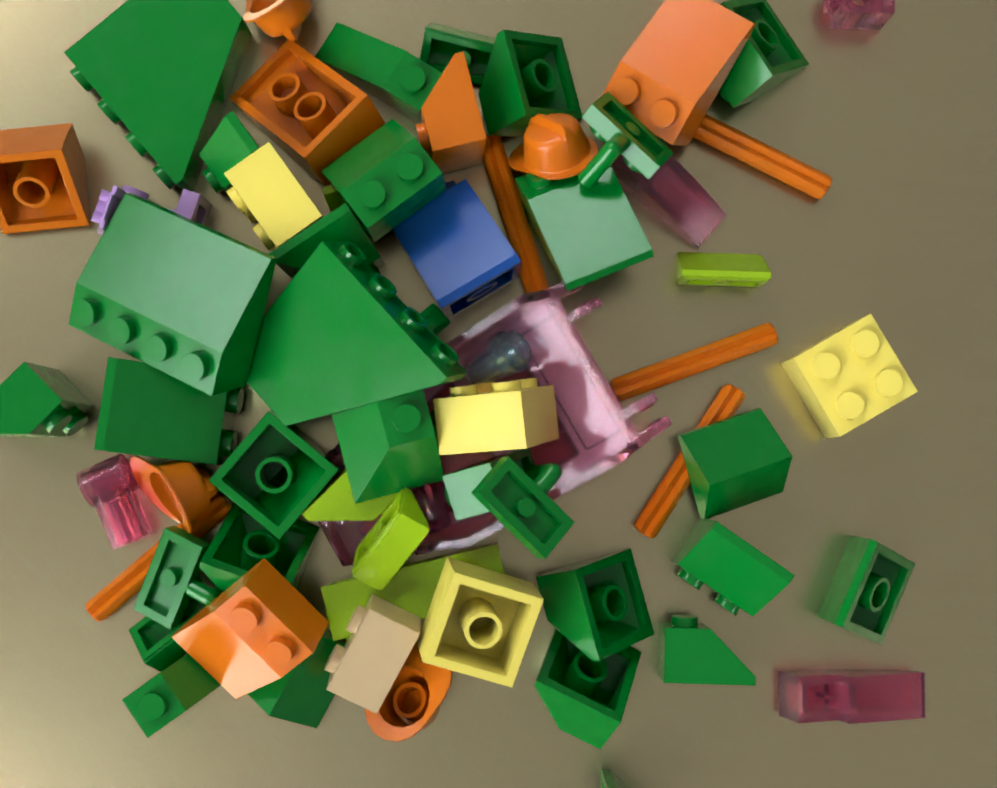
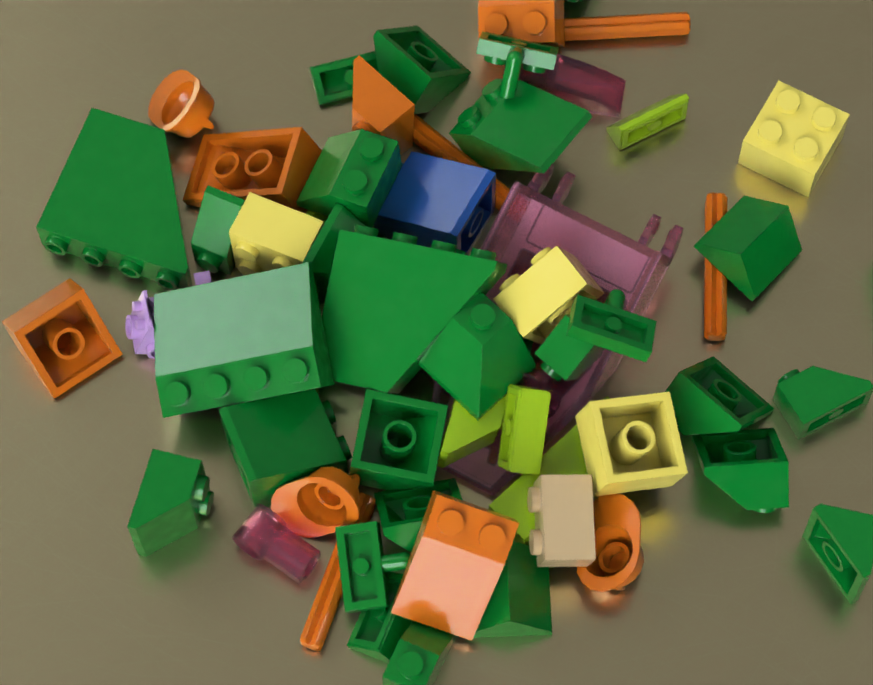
camera: 30 degrees left, 20 degrees down
(380, 69) = (317, 109): green slope -> none
(502, 357) = (520, 253): clear light blue cone -> none
(553, 147) = (464, 92): orange piece -> none
(694, 361) = (678, 185): orange axle -> none
(730, 567) = (797, 314): green slope -> none

